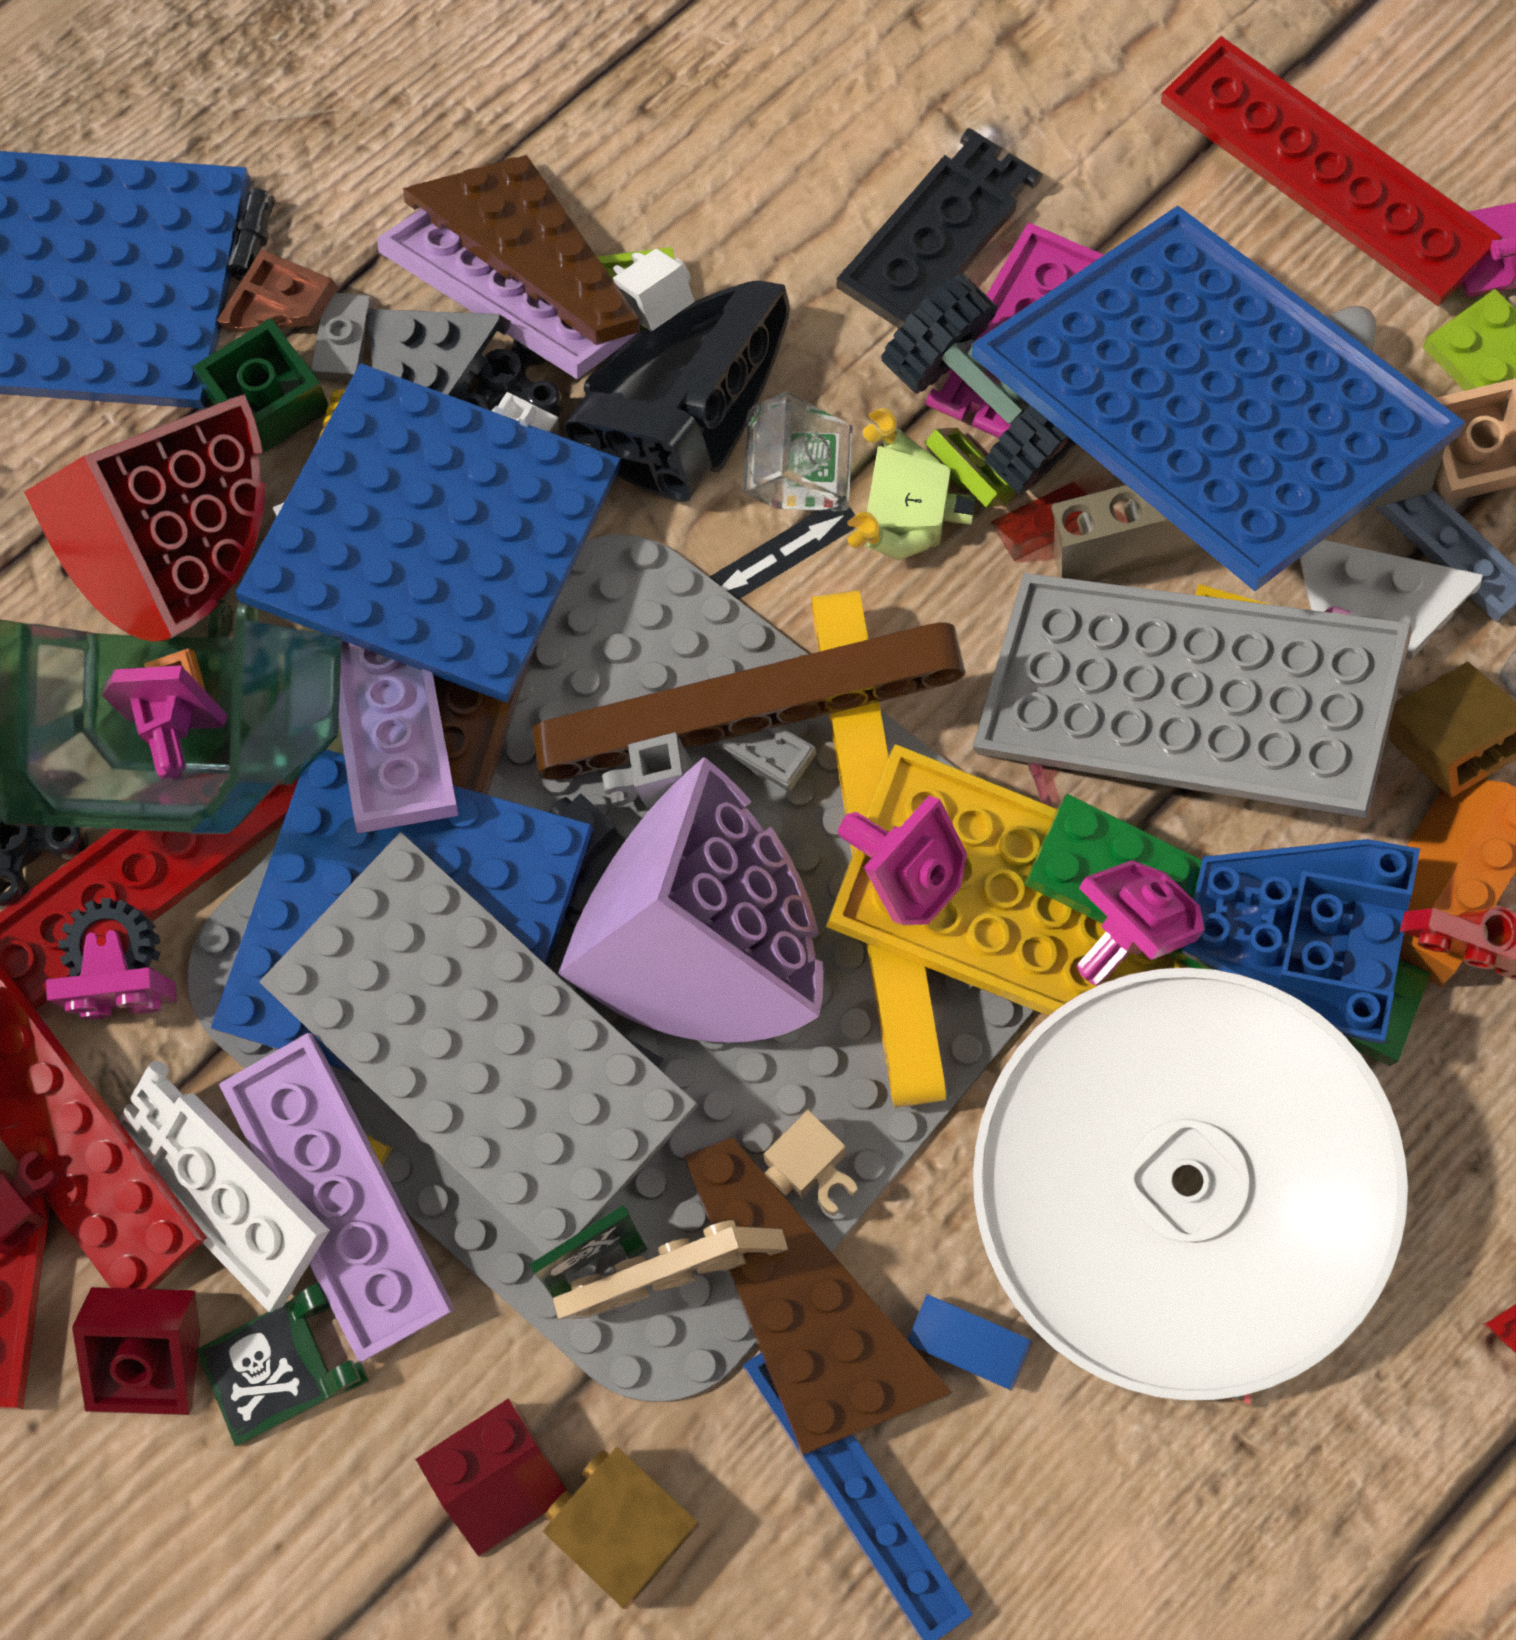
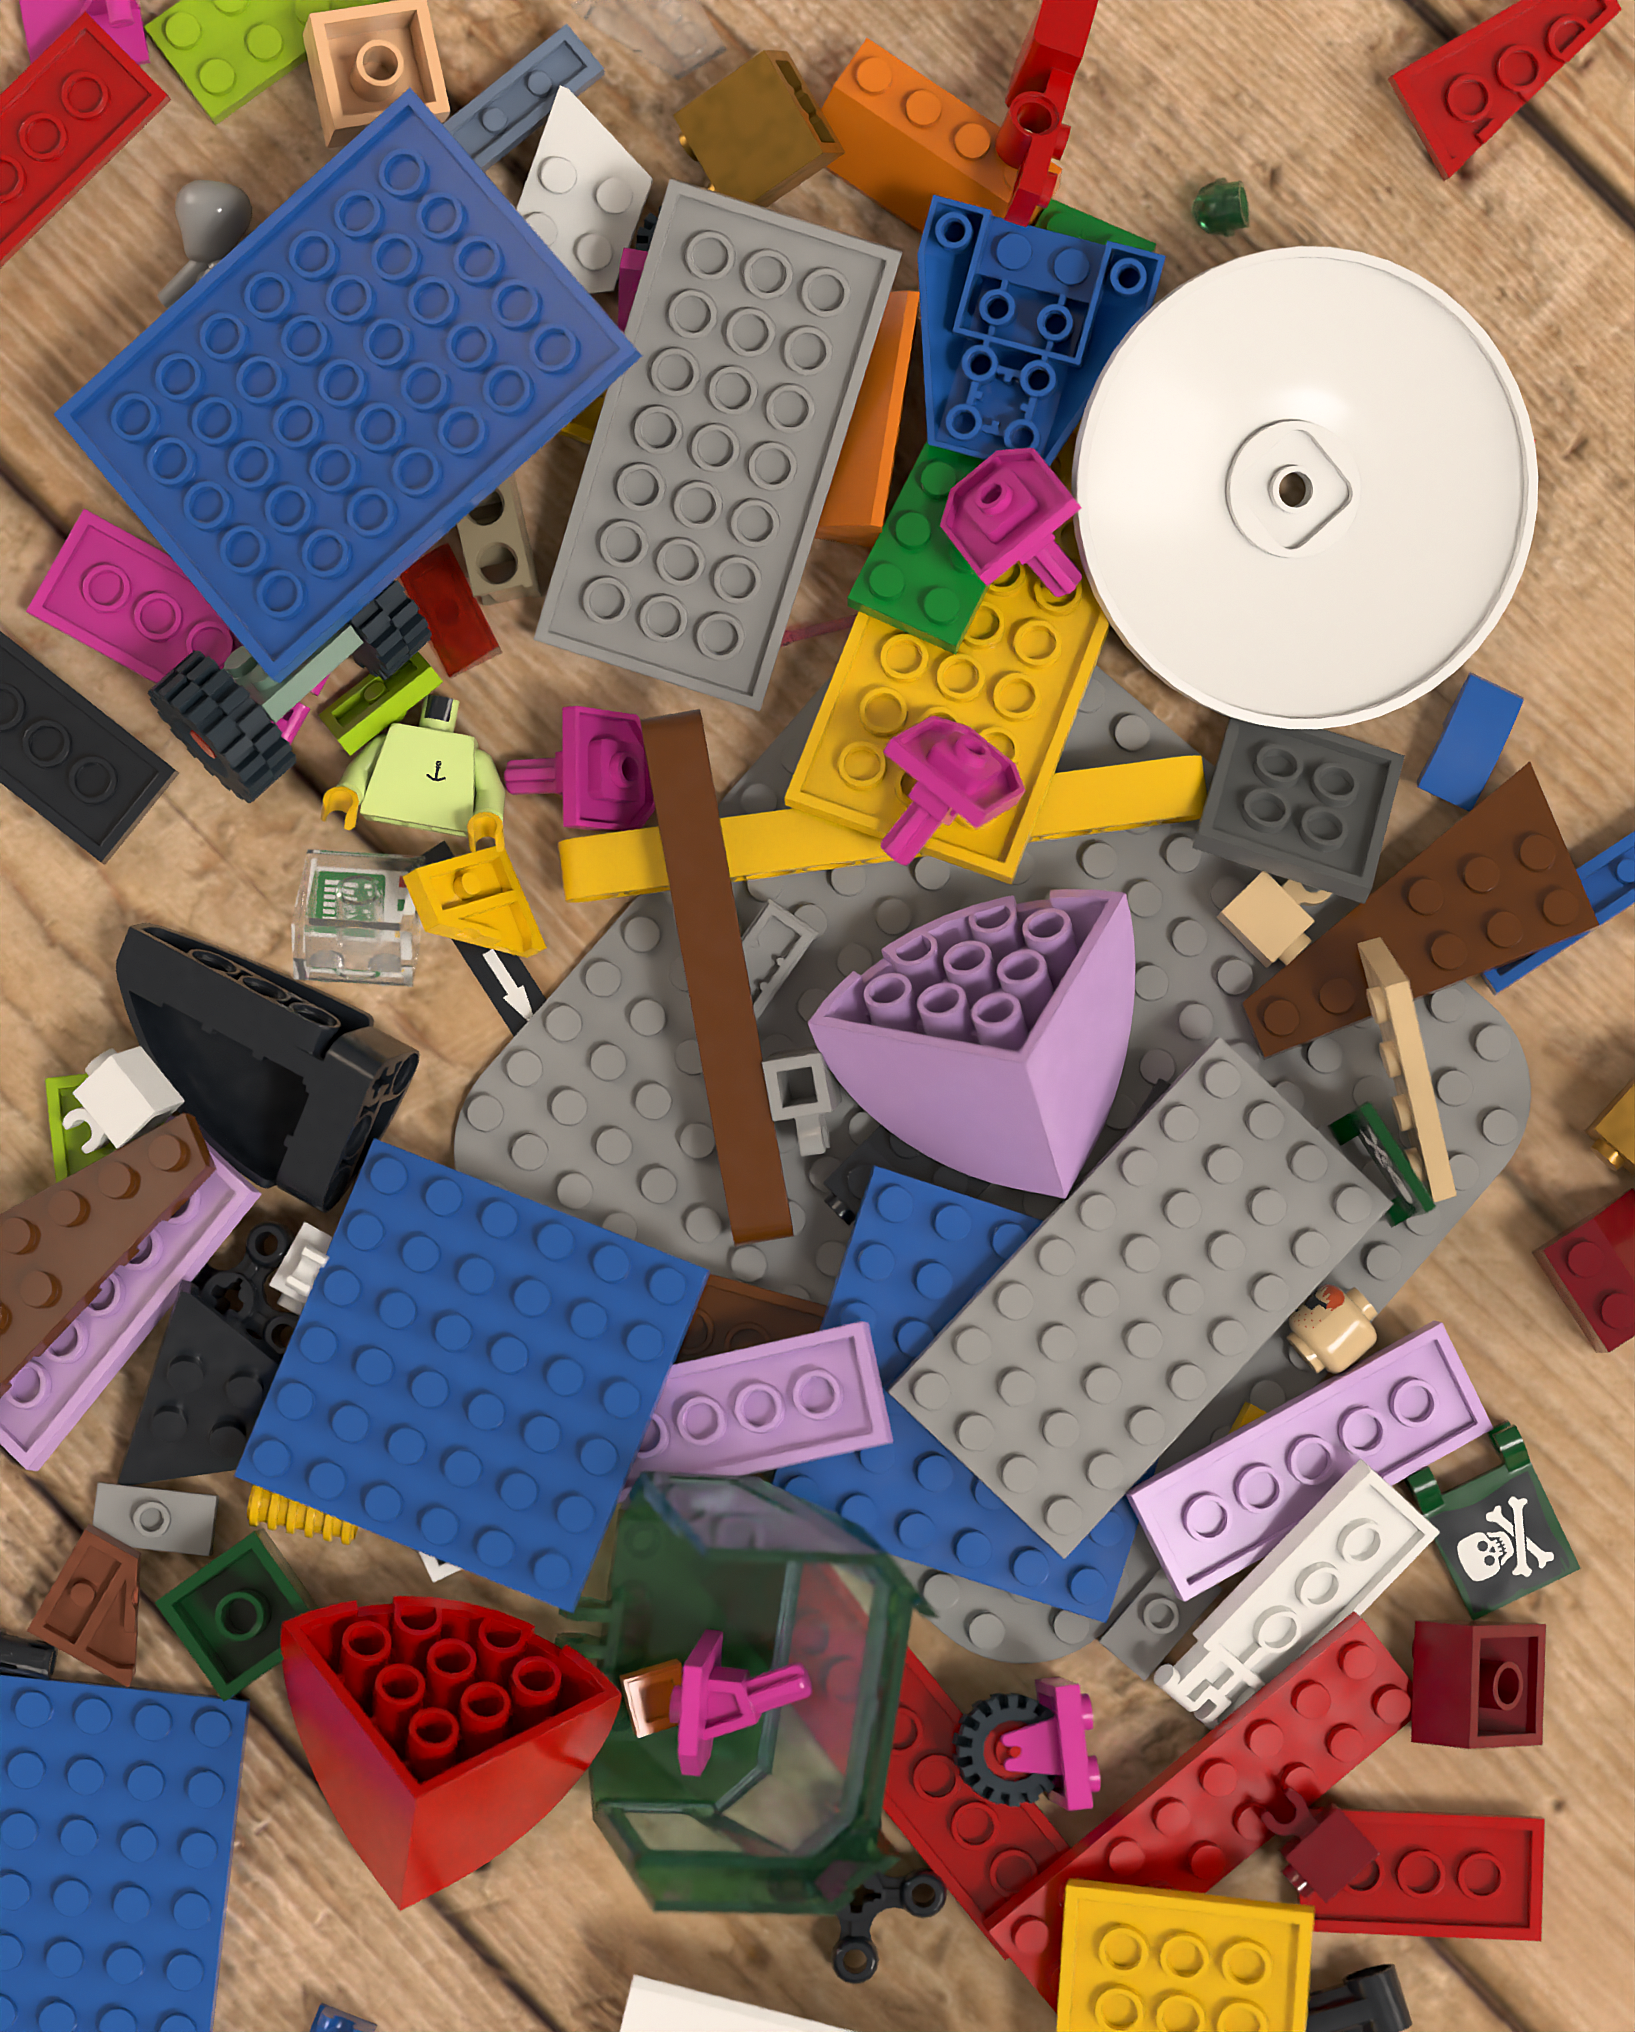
camera: 90 degrees left, 15 degrees up
(201, 1067) = (1154, 1624): none -> light grey plate
(448, 1215) = (1332, 1328): none -> tan head
(810, 534) = (476, 902): none -> yellow wing
(903, 1183) = (1300, 805): none -> dark grey plate
(916, 602) = (597, 773): none -> dark pink piece
(1219, 823) = (865, 468): none -> orange slope
(1437, 1121) = (1222, 207): none -> clear green plate

